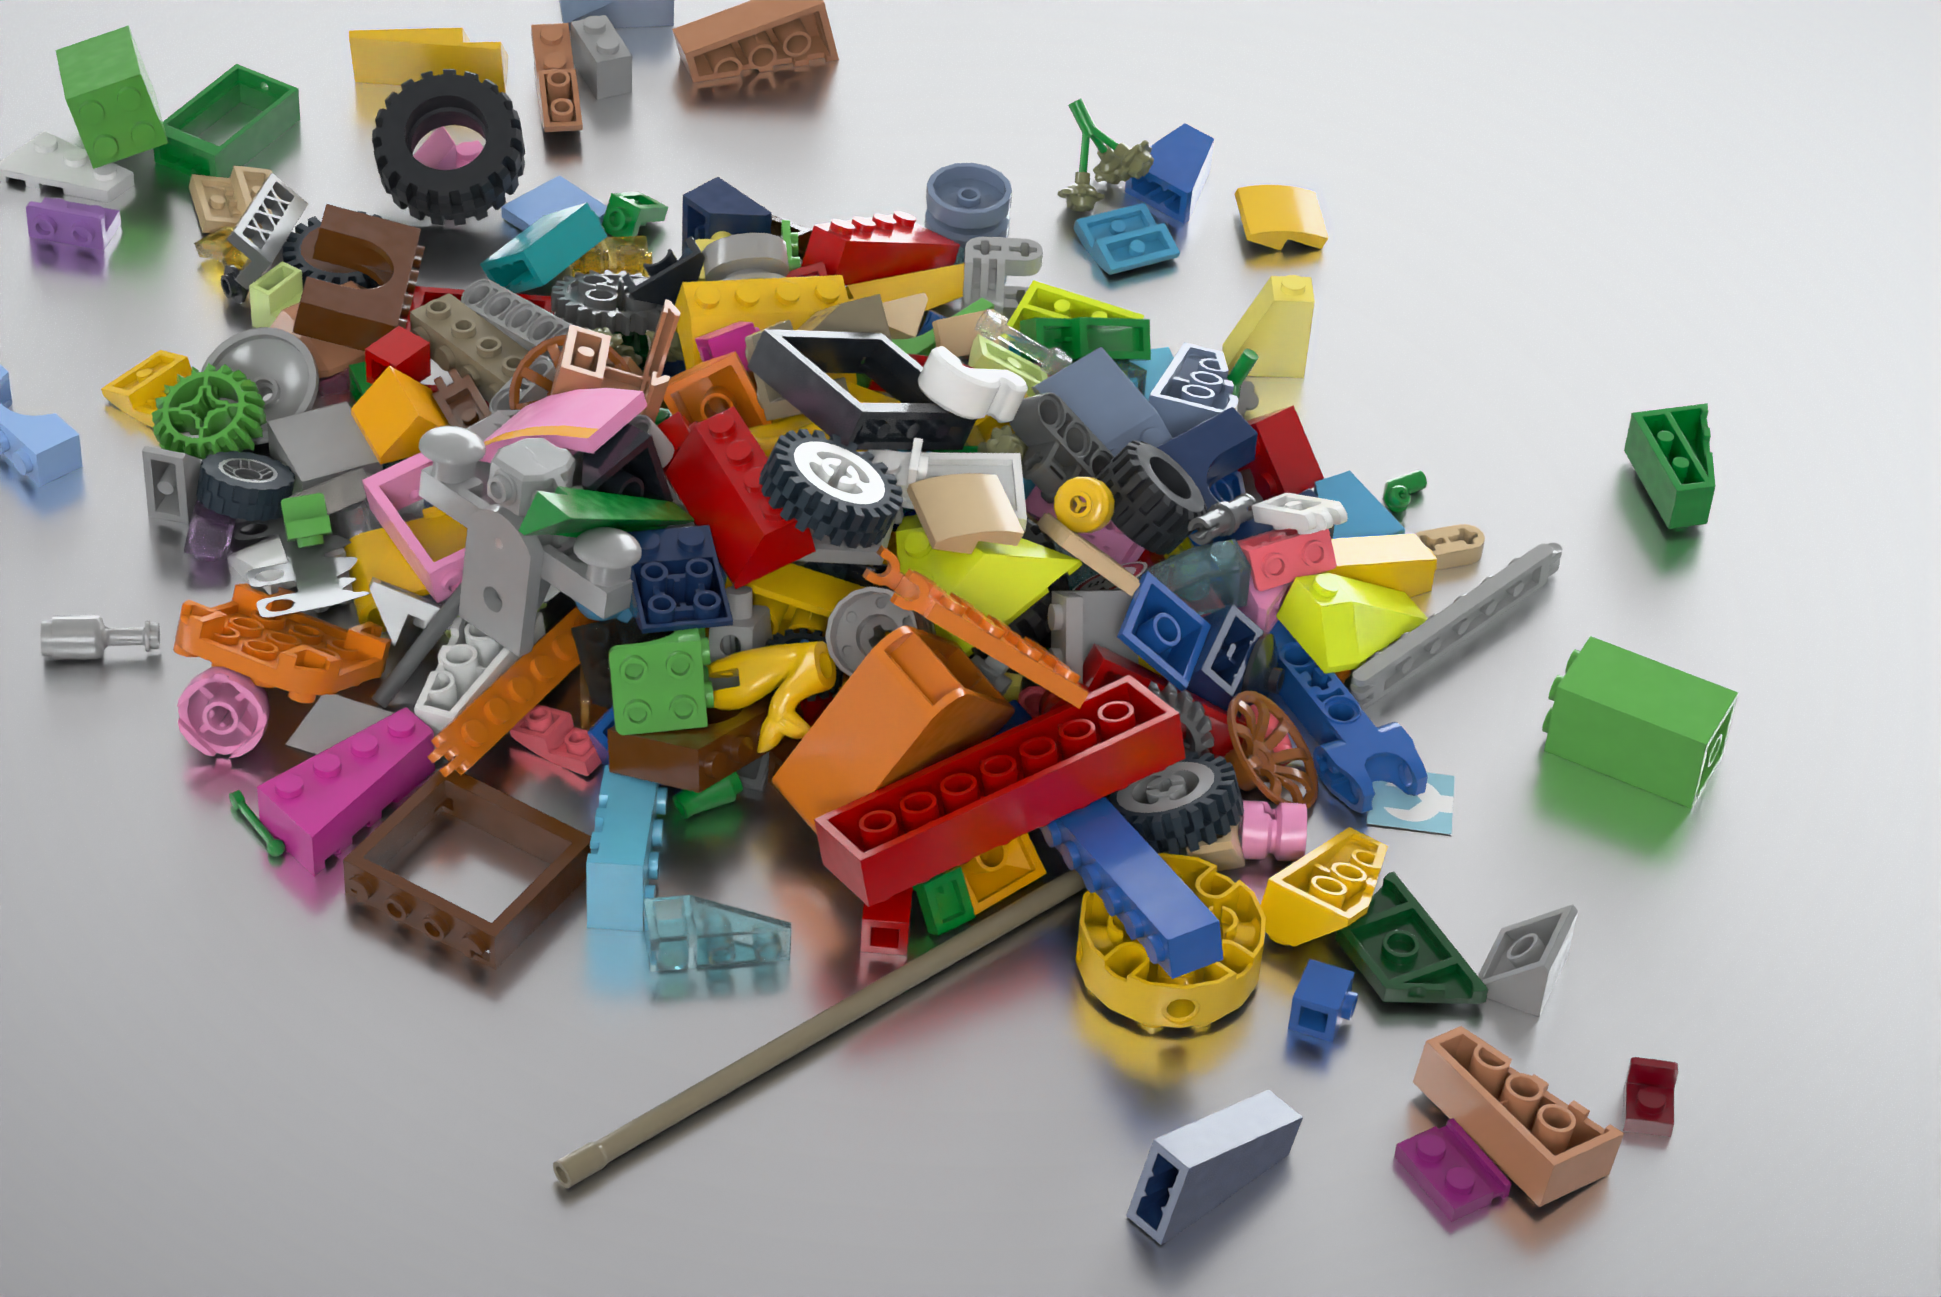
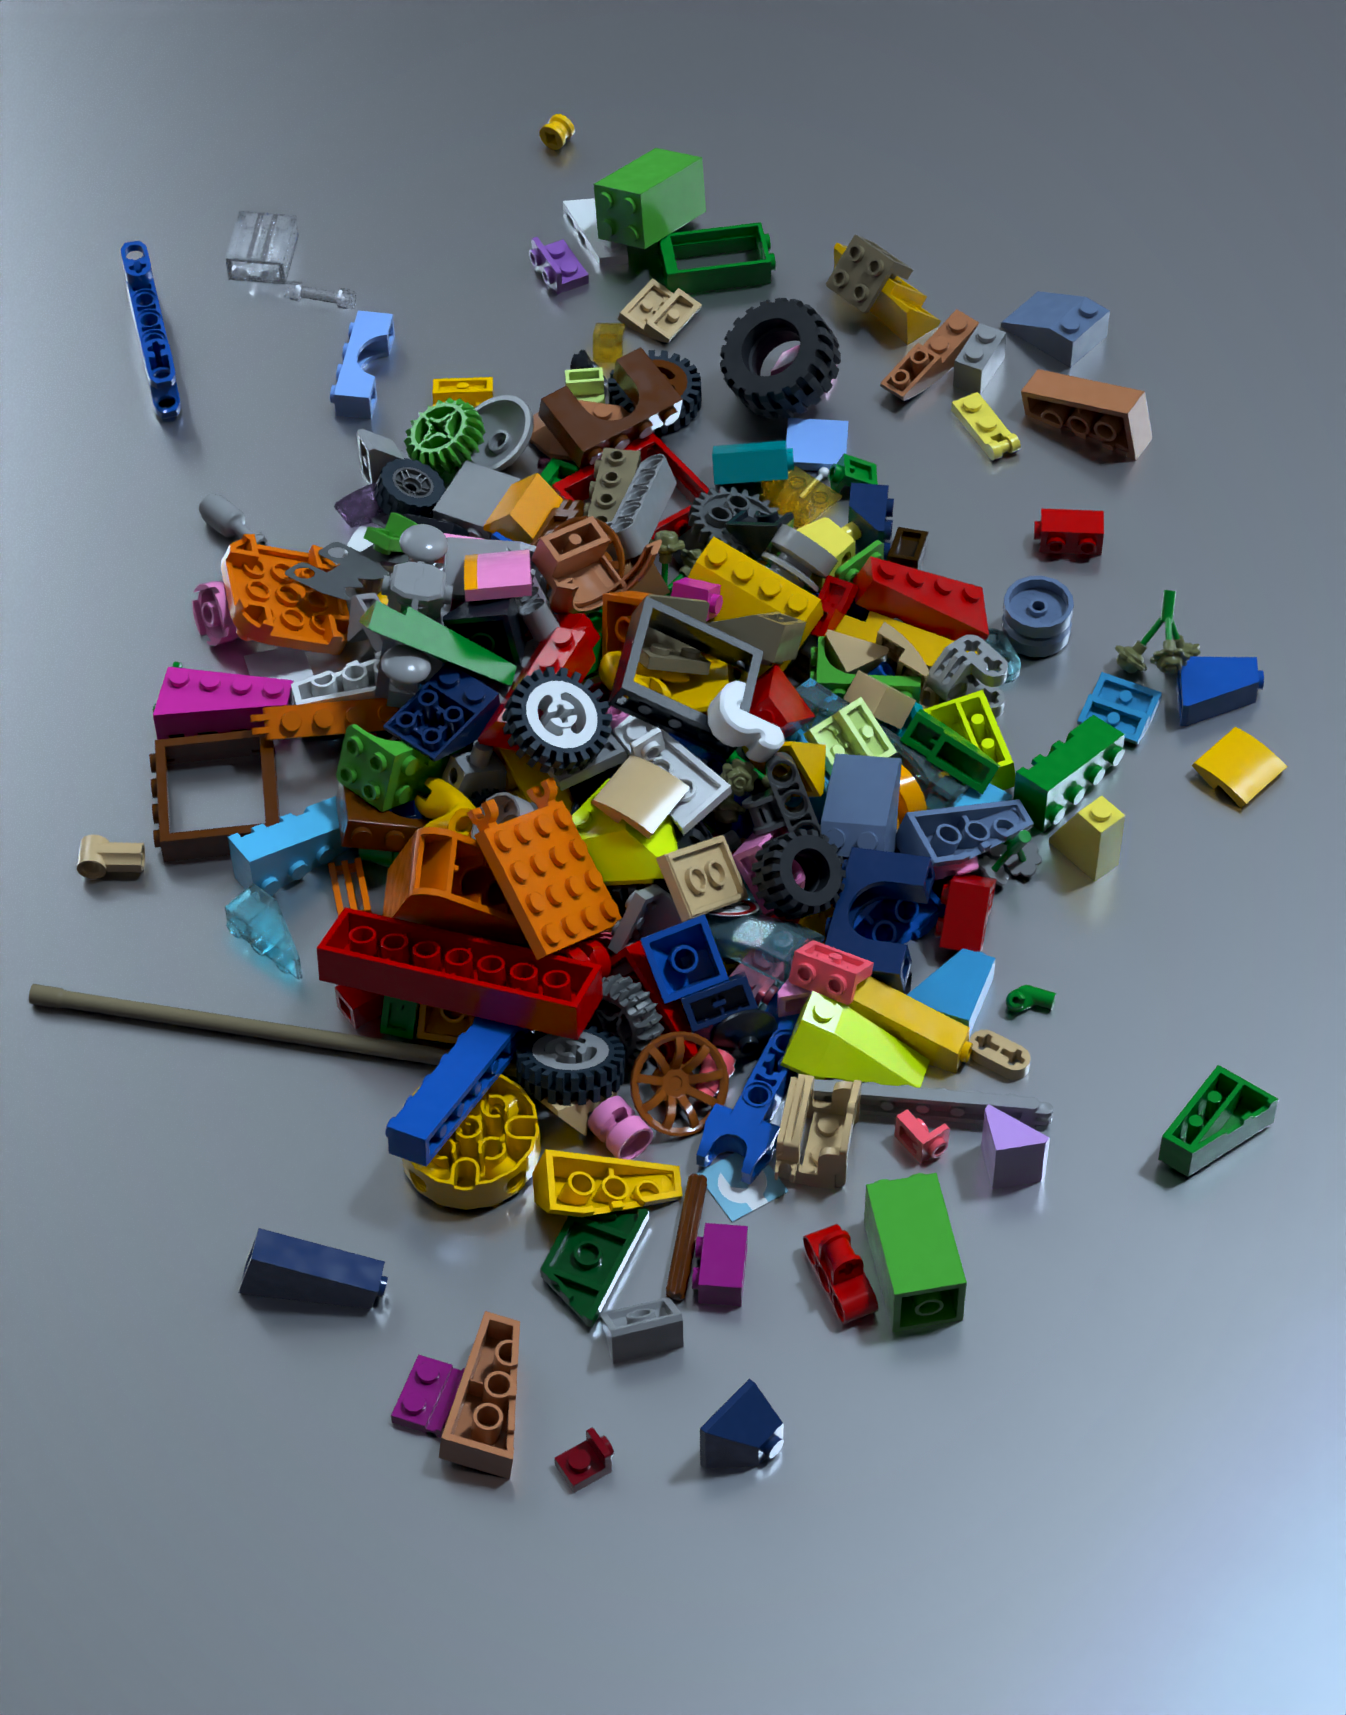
camera: 55 degrees right, 10 degrees up
(276, 227) = (609, 352): fence -> none
(402, 352) = (567, 473): red brick -> none
(409, 41) = (864, 273): none -> dark tan bracket
(418, 650) = (346, 655): dark grey bar -> none
(440, 1006) = (101, 856): none -> tan piece
(680, 109) = (985, 426): none -> light yellow plate
(723, 843) = (346, 869): none -> orange tile
(885, 136) = (1070, 531): none -> red brick
(946, 288) = (903, 653): none -> tan slope
(994, 326) = (872, 698): clear bar -> none
(1098, 504) = (732, 846): yellow head -> none
(1172, 298) = (1068, 771): none -> green wedge
(1222, 519) = (817, 920): dark grey pin -> none
(1299, 513) = (850, 951): white hinge -> none
(1322, 1000) = (502, 1243): blue brick -> none
(1423, 702) = (828, 1137): none -> tan animal
(1444, 871) = (686, 1237): none -> reddish brown axle
(1493, 649) = (916, 1137): none -> coral bracket
(1511, 862) = (722, 1264): none -> magenta brick
(1579, 593) = (1012, 1150): none -> lavender slope
(1601, 788) = (841, 1273): none -> red piece
(1731, 959) = (741, 1431): none -> dark blue slope

